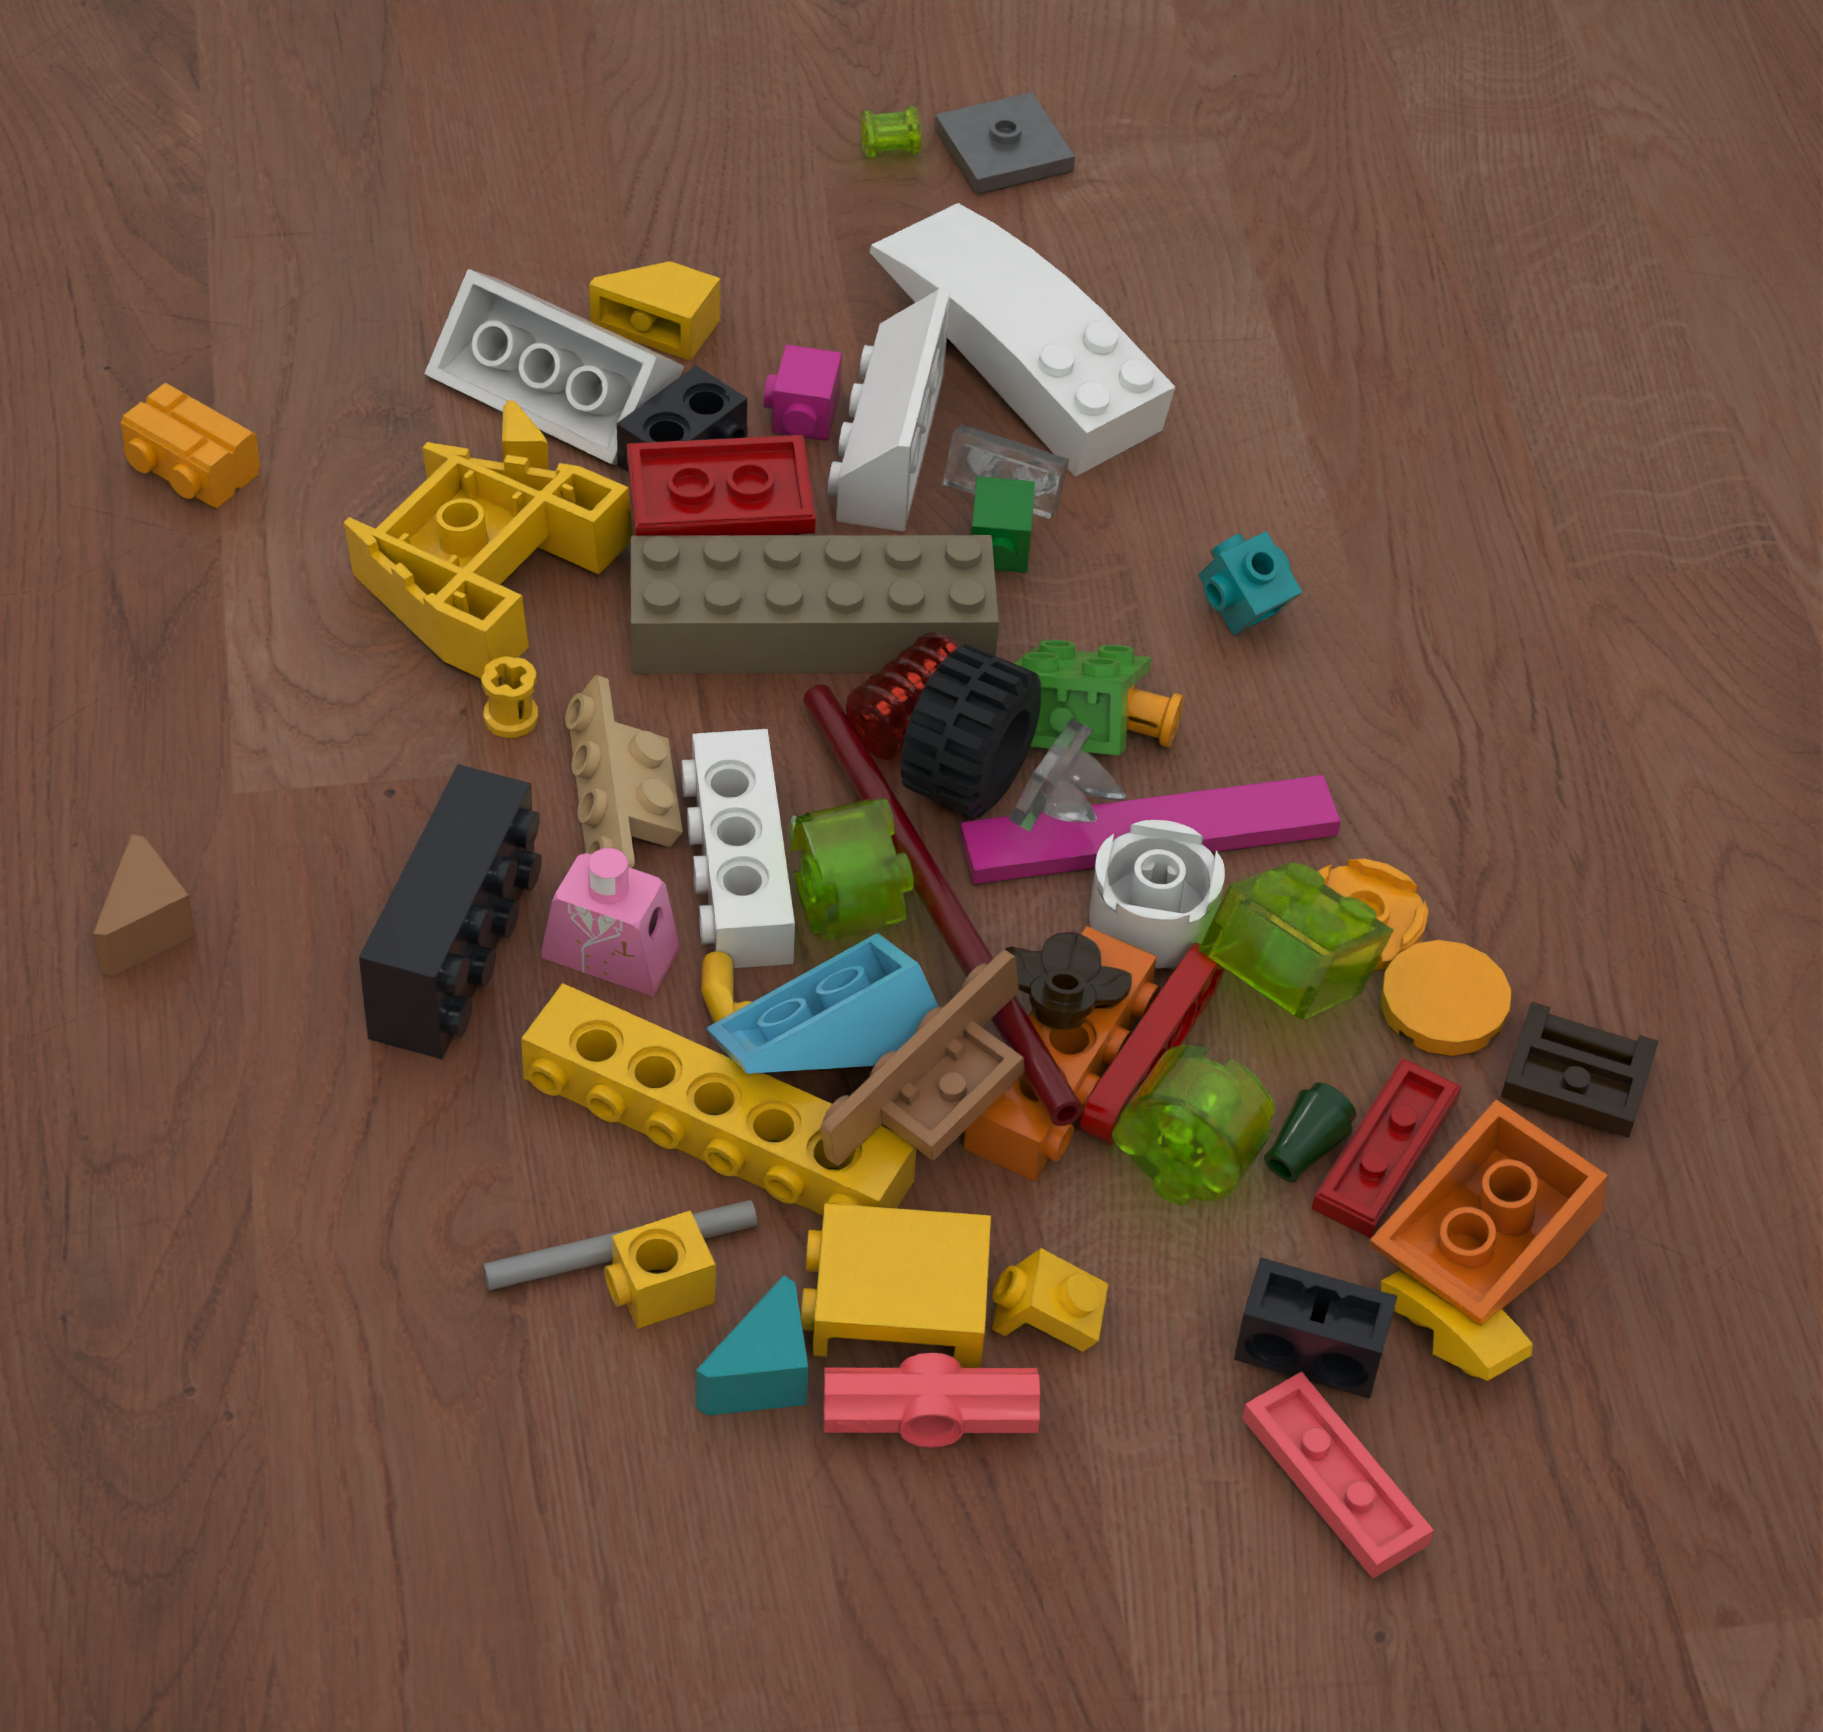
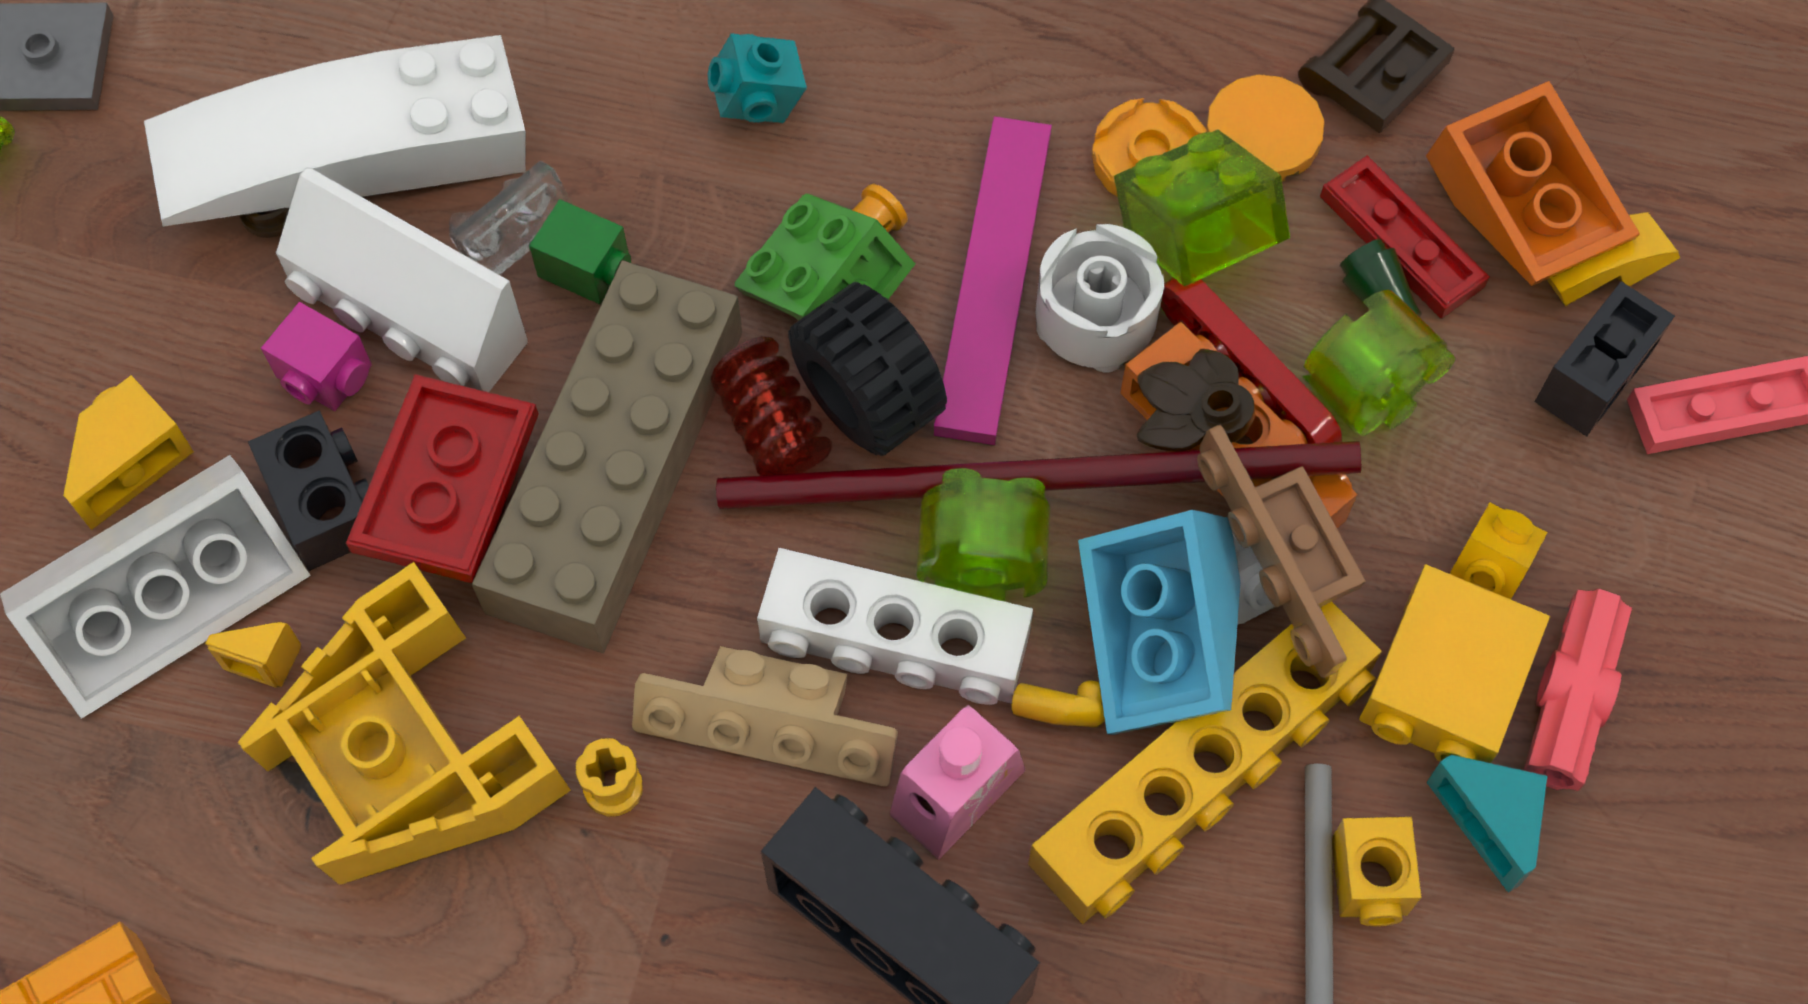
camera: 65 degrees left, 15 degrees up
(1064, 781) = (948, 333): clear tile -> none

